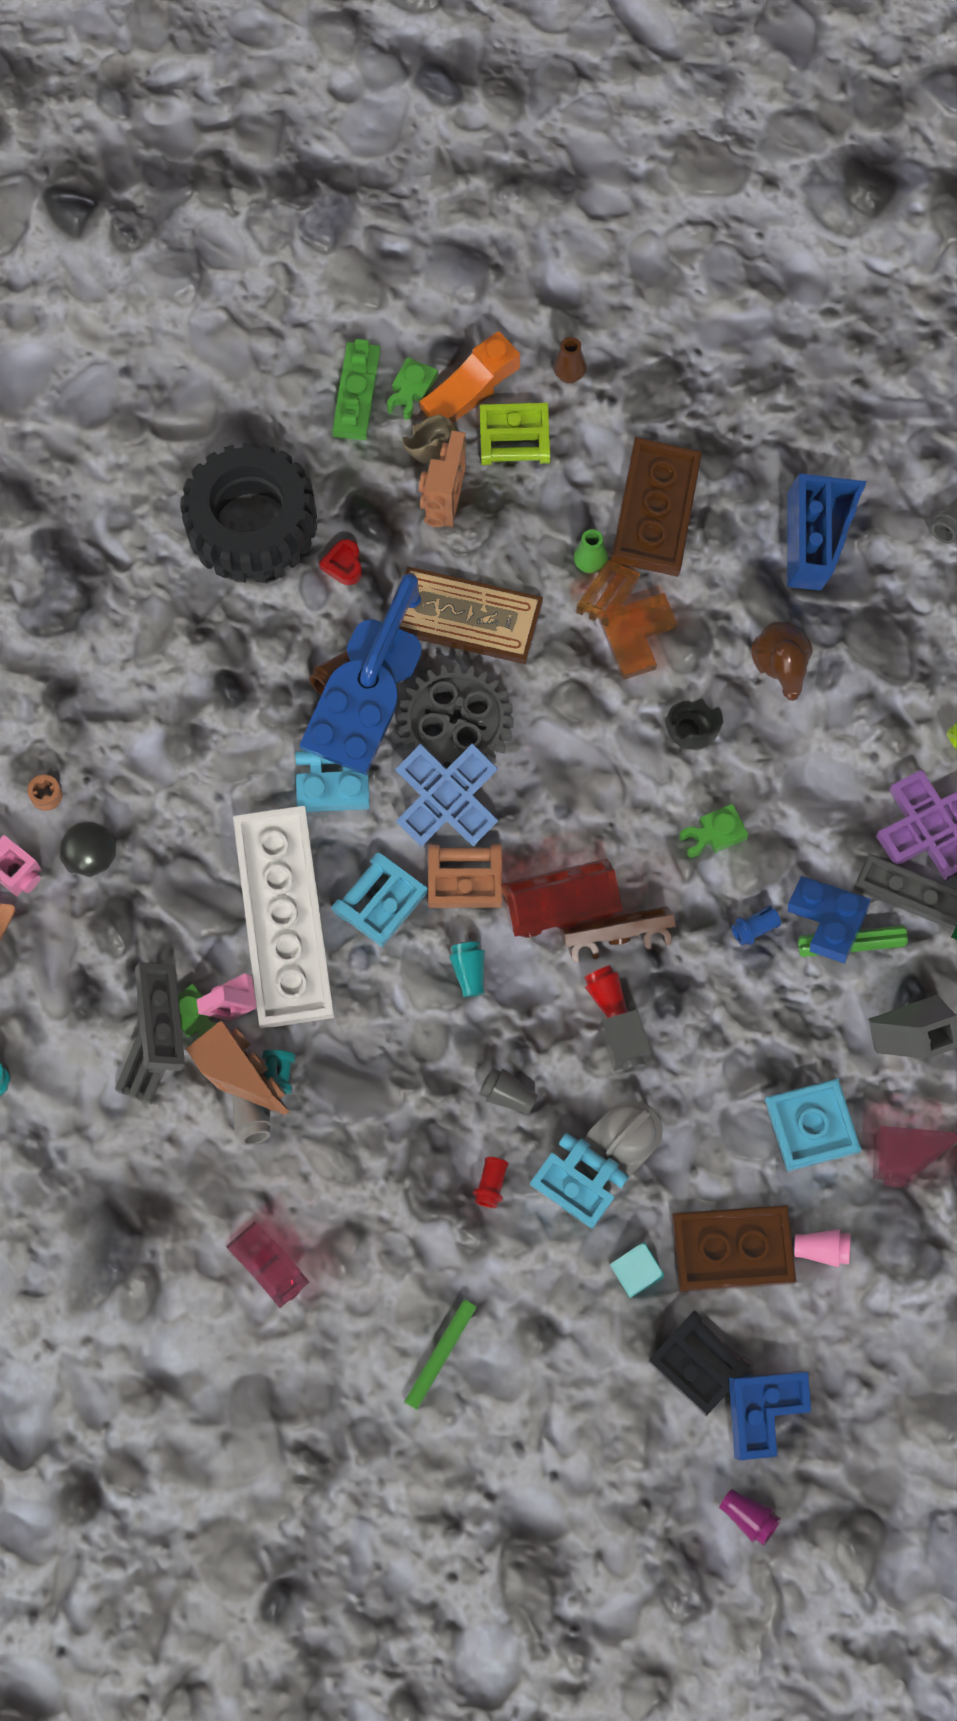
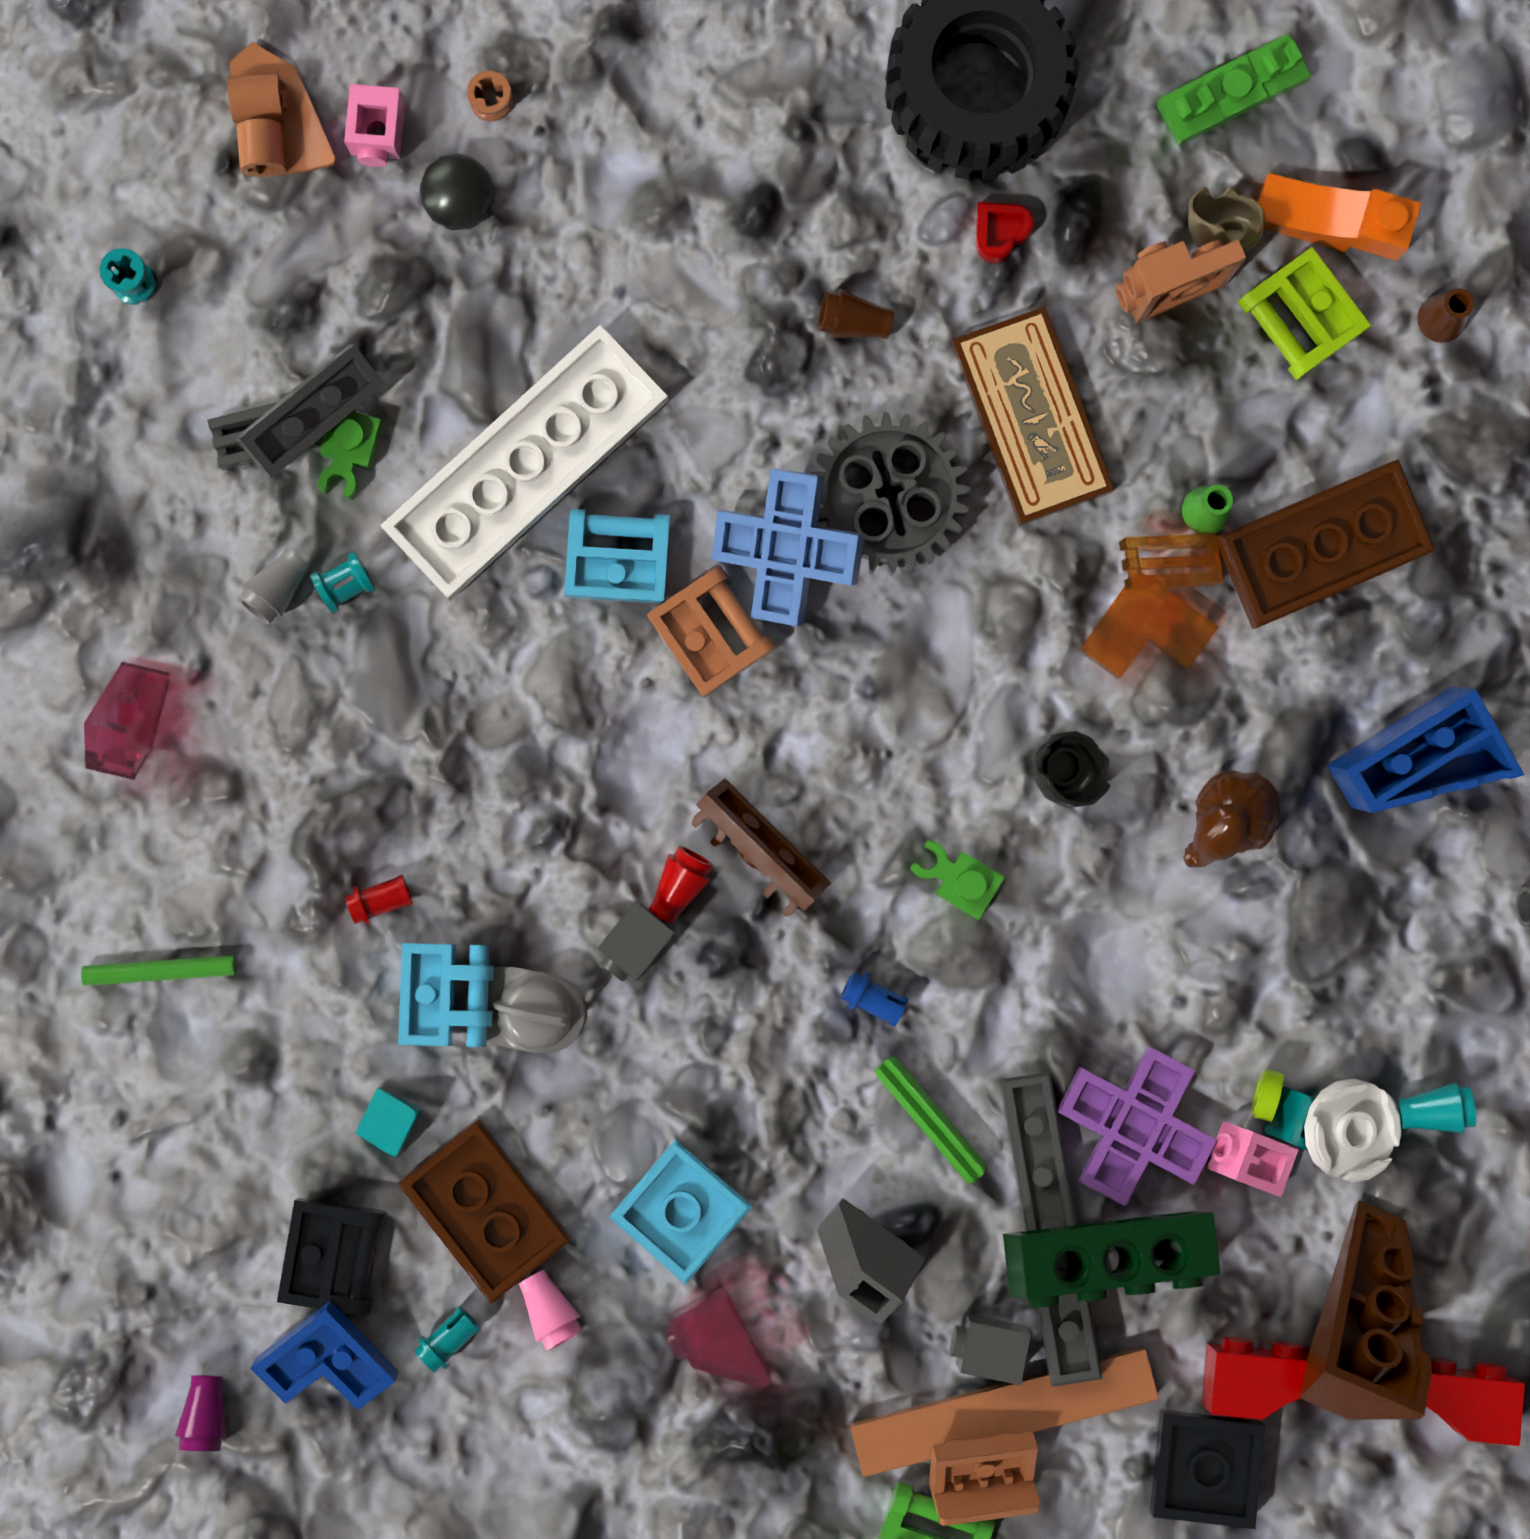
camera: 50 degrees right, 15 degrees up
(229, 999) = (389, 478): bright pink bracket -> none
(230, 1067) = (308, 528): nougat slope -> none
(330, 789) = (714, 415): medium azure plate -> none
(354, 715) = (802, 376): blue plate -> none
(411, 384) = (1289, 149): bright green plate -> none
(469, 966) = (605, 710): teal cone -> none
(506, 1091) = (491, 848): dark grey cone -> none
(561, 898) = (752, 759): clear red brick -> none
(801, 1324) = (446, 1340): none -> teal pin
(836, 910) = (950, 1086): blue plate -> none

